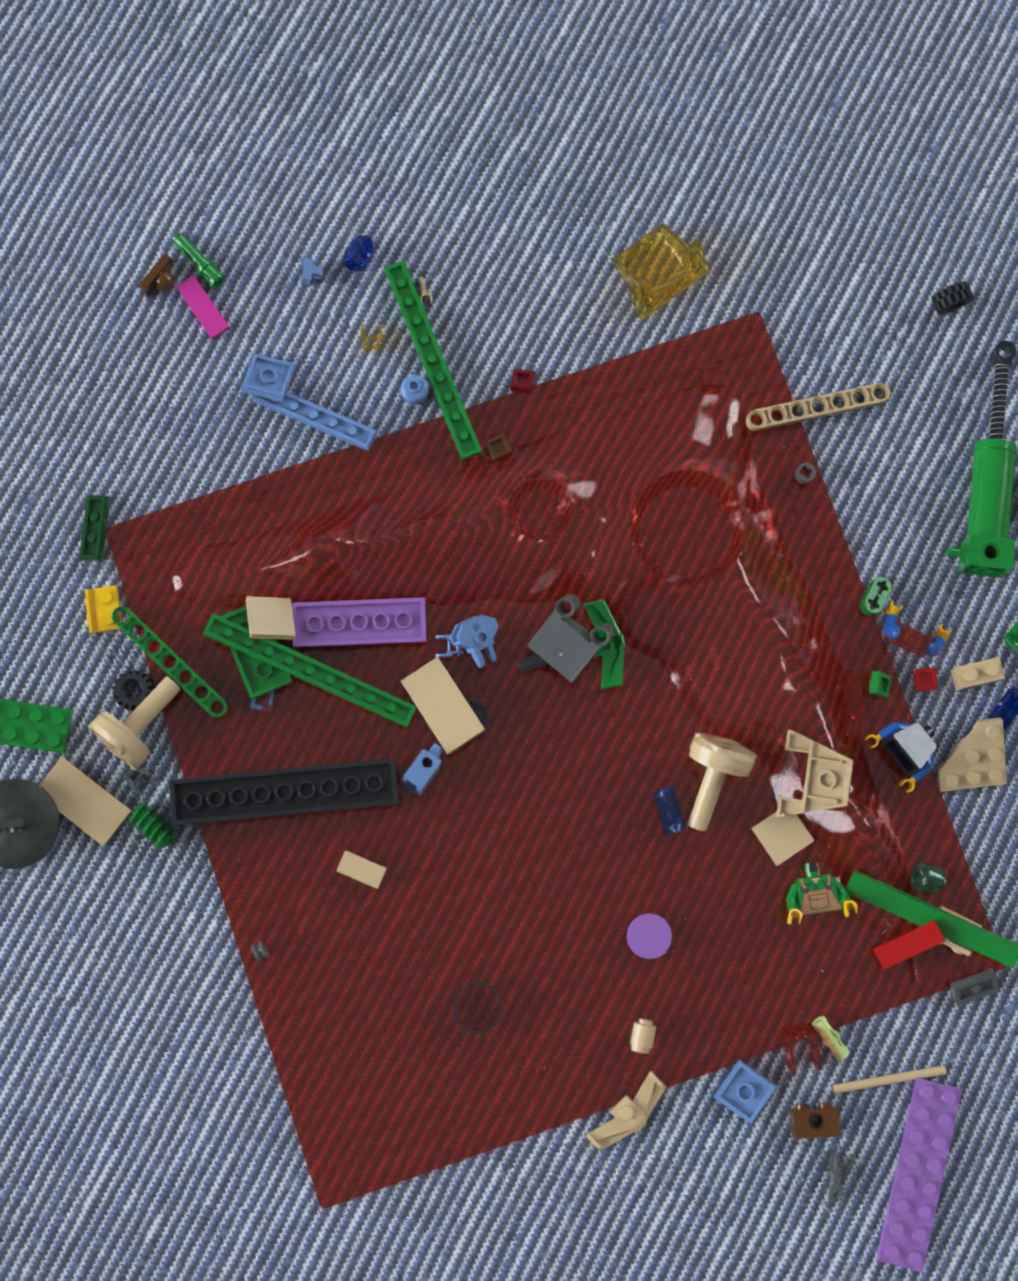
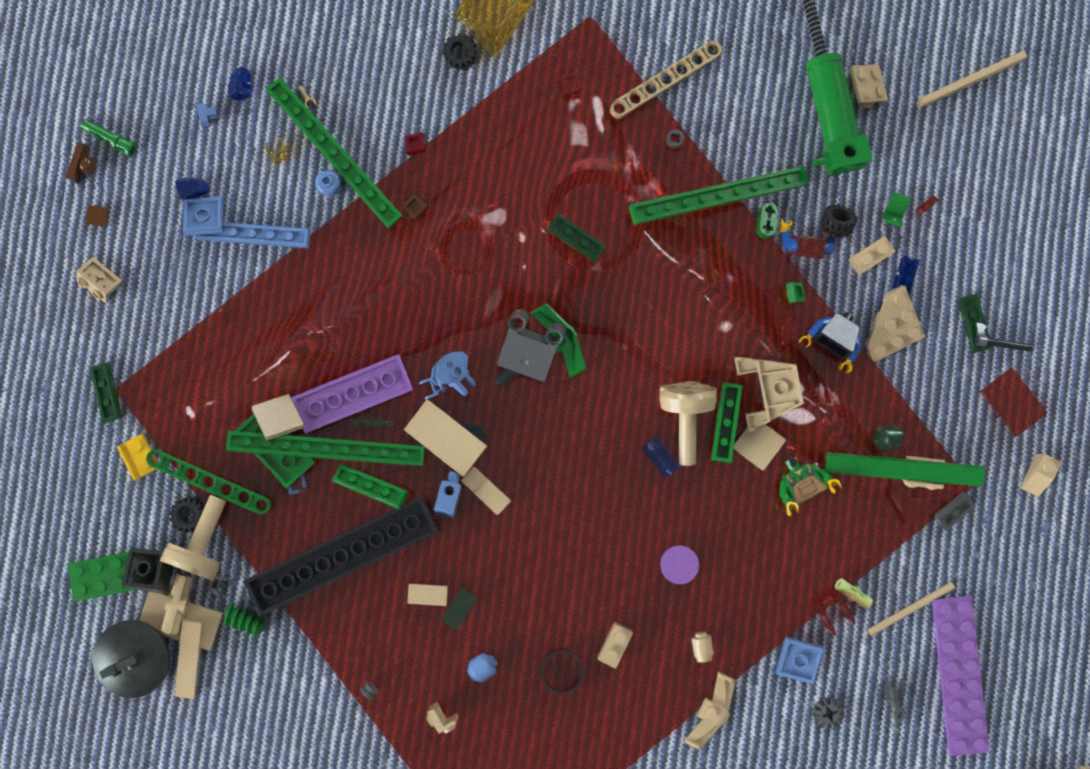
camera: 15 degrees left, 5 degrees up
(68, 734) = (146, 571): none -> pearl dark grey slope
(76, 846) = (188, 659): none -> tan tile
(87, 781) = (177, 604): none -> tan piece
(131, 405) = (98, 279): none -> tan bracket
(155, 338) = (97, 216): none -> reddish brown tile
(203, 307) = (127, 176): dark pink tile -> none
(267, 344) = (192, 188): none -> clear blue rock
(323, 1006) = (438, 719): none -> tan bracket
(342, 728) = (370, 486): none -> green tile
(372, 662) = (371, 422): none -> clear green hand
(390, 897) = (459, 608): none -> clear green tile
(392, 971) = (482, 667): none -> medium blue head
(466, 778) = (486, 490): none -> tan piece
(547, 998) = (615, 645): none -> tan brick
(606, 313) = (460, 40): none -> black tyre
(661, 539) = (576, 237): none -> dark green tile
(749, 1154) = (820, 709): none -> dark grey gear
(754, 798) = (726, 422): none -> green brick
(828, 1126) = (875, 664): reddish brown brick -> none
(831, 549) = (718, 195): none -> green plate
(909, 944) = (891, 496): red tile -> none
(925, 679) = (830, 274): red tile -> none
(953, 623) = (838, 220): none -> black tyre

